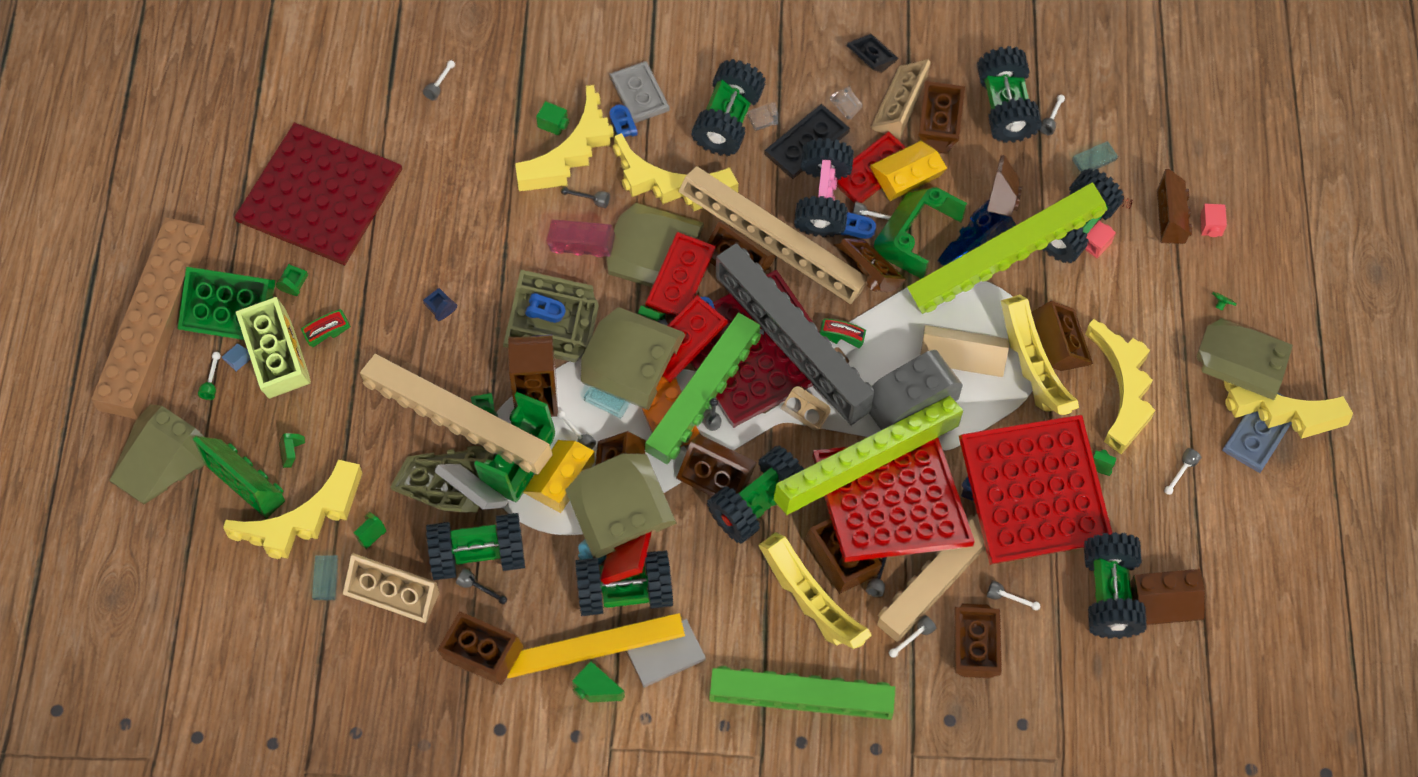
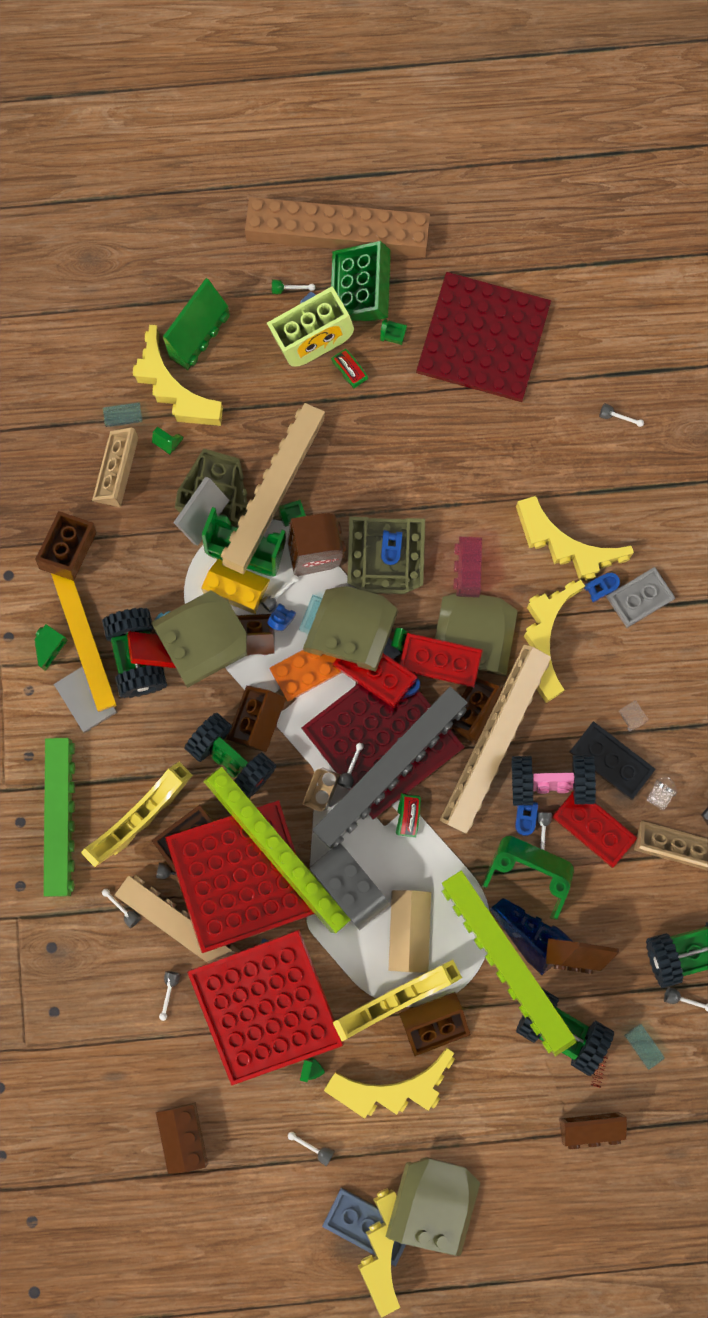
camera: 85 degrees right, 15 degrees up
(156, 454) = (214, 258): olive wedge -> none
(286, 445) = (231, 360): green tile -> none
(440, 304) = (388, 458): dark blue tile -> none
(467, 579) = (131, 526): hinge -> none
(475, 545) = (150, 500): black plate -> none
(552, 118) = (594, 522): green brick -> none
(600, 199) = (516, 579): hinge -> none
(605, 429) = (281, 618): none -> blue plate
(704, 385) = (328, 695): bright green brick -> none
(712, 416) = (303, 712): dark grey hinge -> none
(721, 122) = (629, 679): black plate -> none
(796, 381) = (346, 779): none -> hinge
(878, 271) = (482, 834): reddish brown slope -> none
(908, 169) = (594, 859): yellow slope -> none
(941, 115) = (662, 887): reddish brown slope -> none
(977, 641) = (122, 964): reddish brown slope -> none
(1099, 239) = (548, 1058): coral brick -> none
(1114, 611) = (178, 1086): black plate -> none
(1213, 220) = (588, 1171): coral brick -> none
(1222, 301) = (500, 1184): green plant -> none

